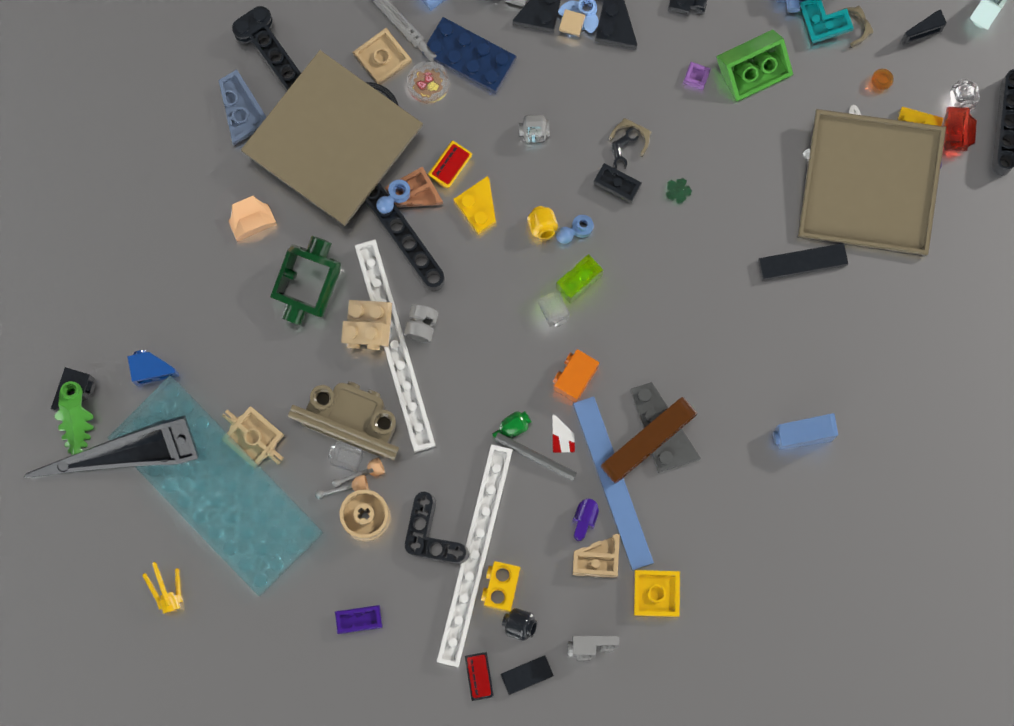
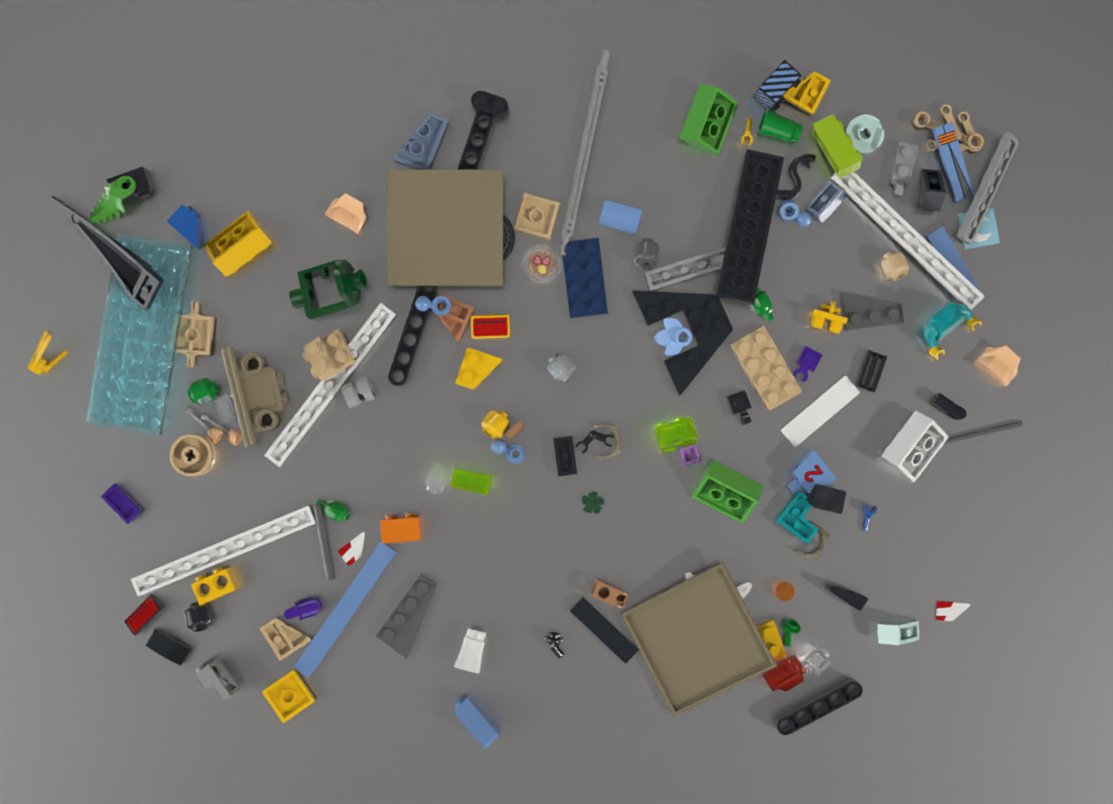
camera: 55 degrees right, 10 degrees up
(201, 335) = (237, 244): none -> yellow slope
(312, 465) = (202, 391): none -> green head
(427, 542) = (208, 510): black beam -> none
(560, 209) = (514, 430): none -> medium nougat tile
(572, 22) = (662, 335): tan tile -> none
(649, 440) = (389, 615): reddish brown beam -> none
(669, 72) = (675, 434): none -> clear neon green brick
(737, 392) = (471, 651): none -> white plant
(772, 232) = (609, 593): none -> medium nougat leg
(780, 311) = (554, 640): none -> black plate
(918, 98) = (790, 627): none -> green plate

